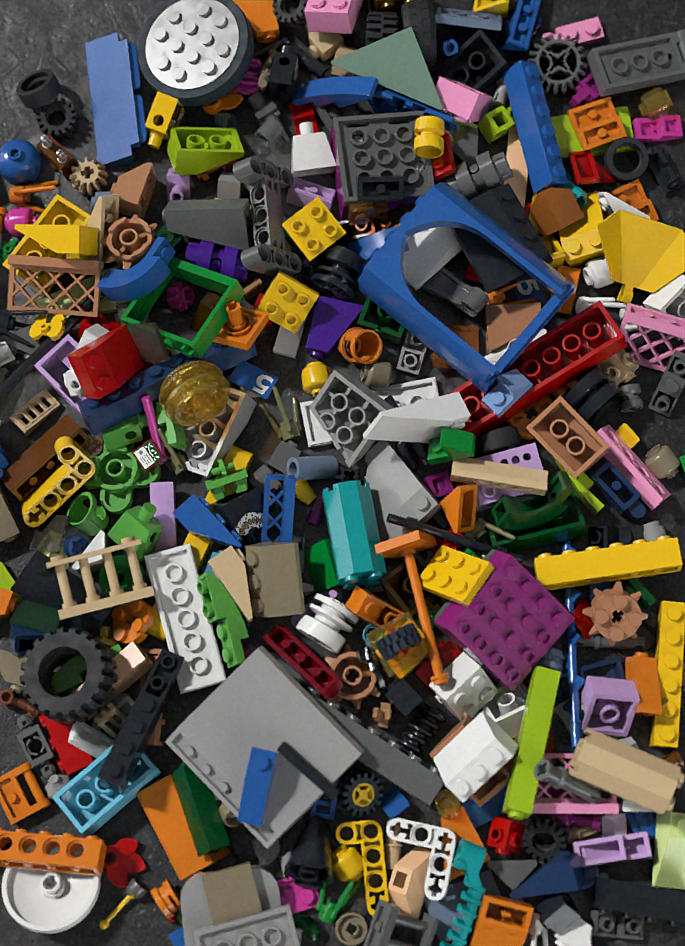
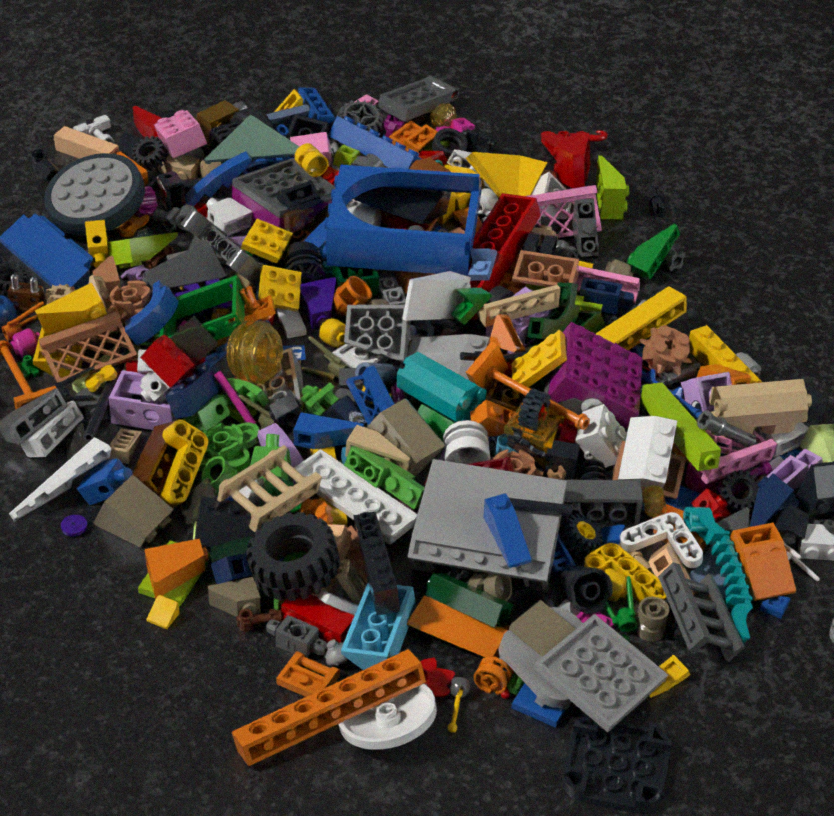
camera: 40 degrees left, 35 degrees down
(148, 455) = (242, 417): tile -> none
(187, 476) = (285, 409): none -> black brick
(264, 77) = (159, 190): dark tan piece -> none

